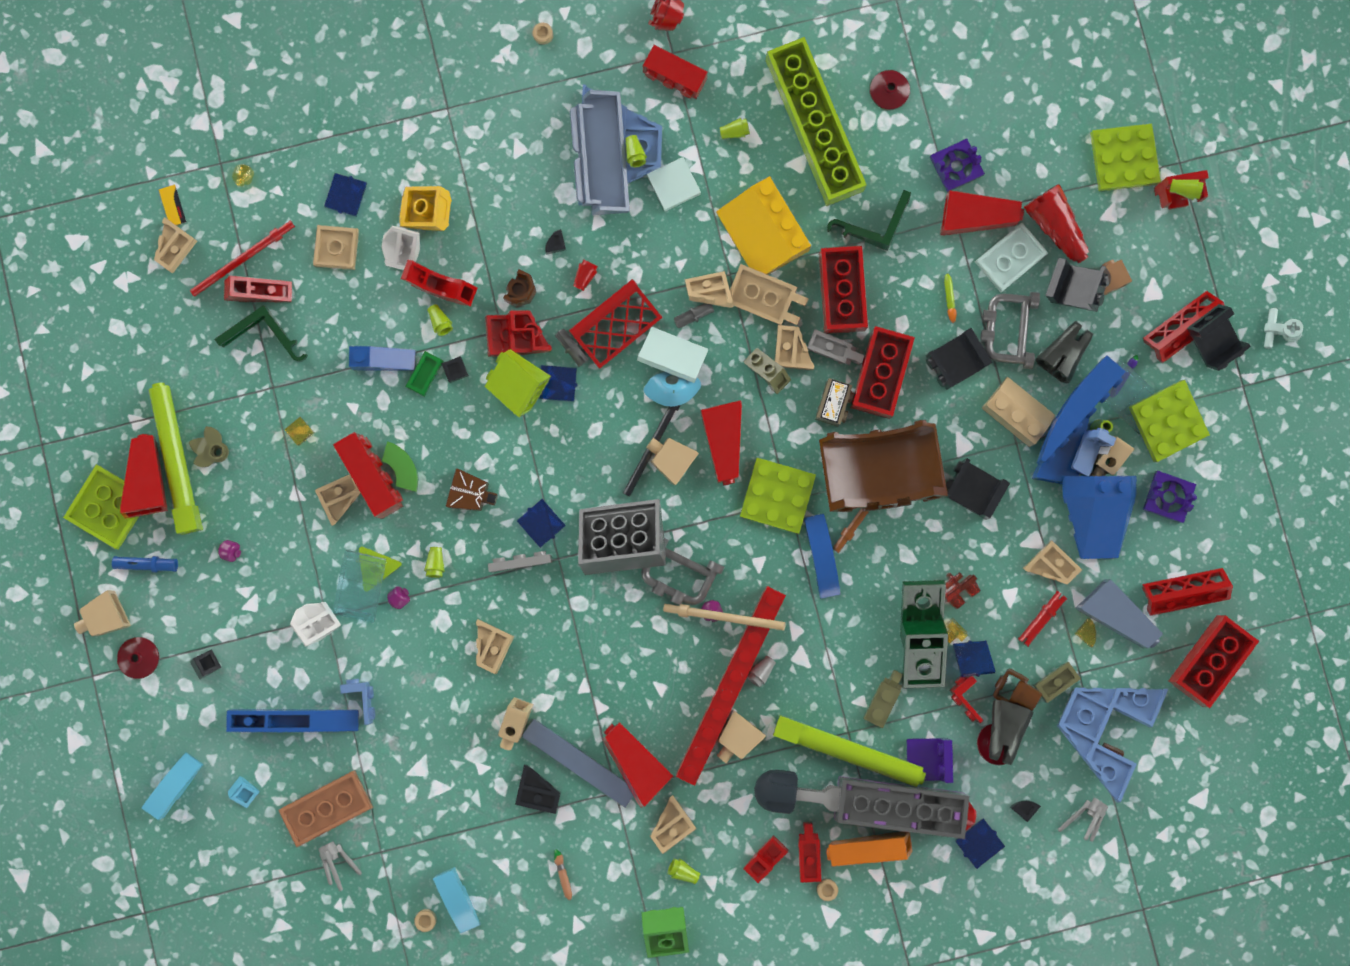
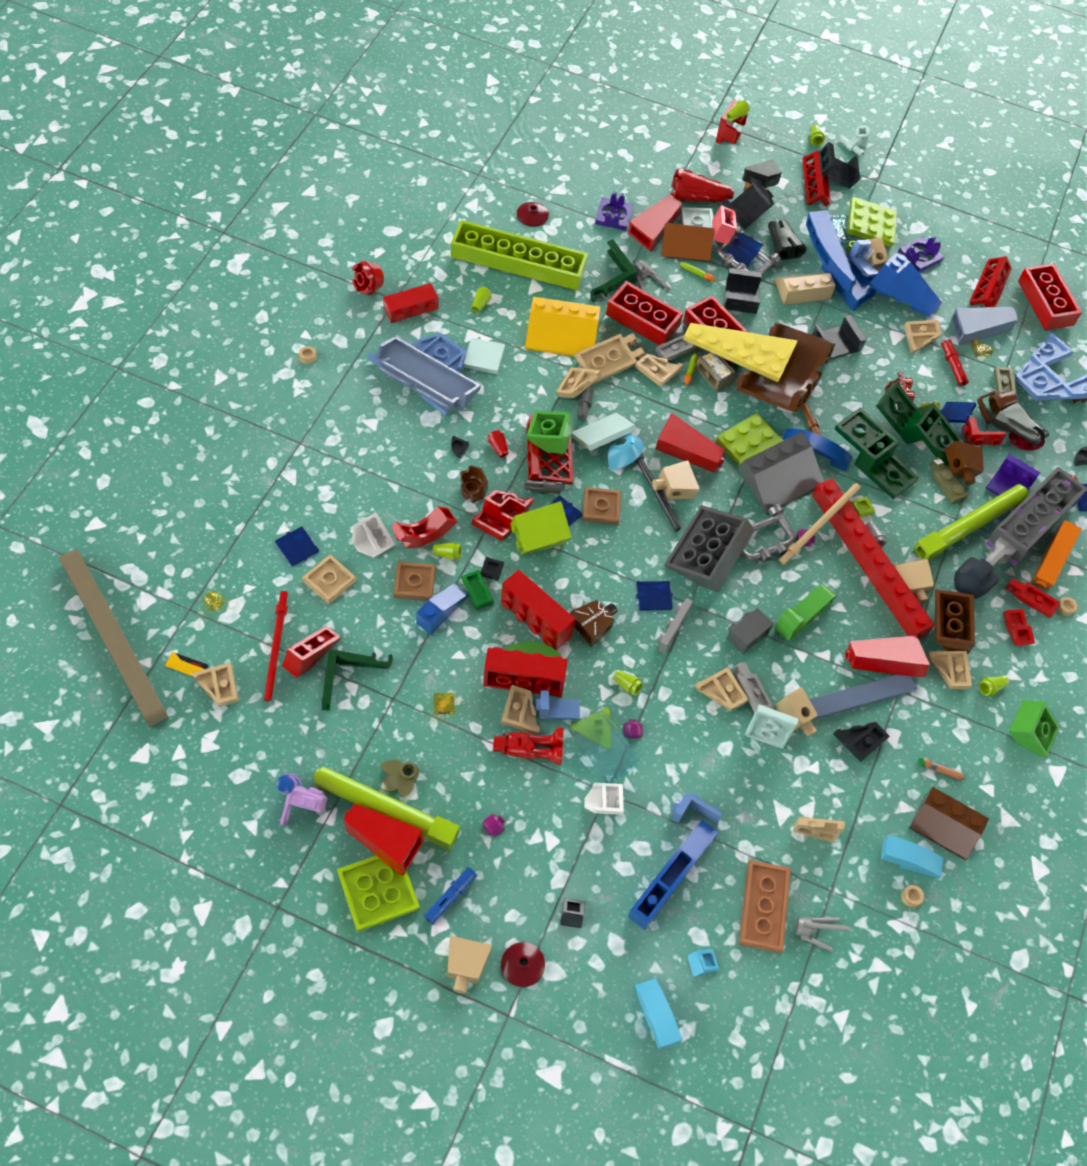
camera: 55 degrees left, 25 degrees down
(125, 389) = (299, 796): none -> lavender piece
(146, 128) = (113, 638): none -> dark tan beam
(310, 520) = (522, 745): none -> red piece
(364, 524) = (557, 708): none -> medium blue bracket
(390, 316) = (414, 581): none -> medium nougat tile
(419, 809) = (819, 828): none -> tan wing
(425, 208) = (356, 501): yellow slope -> none
(434, 440) = (537, 610): none -> red brick
(472, 712) = (771, 726): none -> light aqua tile
(510, 670) = (751, 687): none -> light grey hinge
(511, 911) = (948, 823): none -> reddish brown slope
(567, 629) = (749, 630): none -> dark grey brick
(596, 411) = (601, 505): none -> medium nougat tile
(625, 311) = (550, 431): none -> bright green slope
(625, 663) = (796, 619): none -> bright green beam
(635, 152) = (444, 354): lime cone -> none
(715, 799) = (954, 620): none -> reddish brown slope
(759, 545) = (782, 472): none -> dark grey slope
(768, 369) = (660, 387): olive bracket -> none
(787, 640) = (863, 507): none -> lime tile
(806, 383) = (688, 377): none -> lime piece
(852, 615) = (876, 453): none -> dark green bracket
(873, 425) = (753, 351): none -> light yellow wing
(903, 247) = (644, 270): none -> light grey plant
(915, 704) = (965, 461): none -> reddish brown torso
(974, 263) = (687, 242): none -> dark orange tile
(1015, 322) = (744, 249): none -> clear blue piece
(1023, 283) = (724, 225): none -> coral brick
(1125, 157) = (684, 140): lime plate -> none
(1126, 273) = (766, 172): none -> pearl dark grey slope
(1250, 285) = (816, 136): none -> lime cone

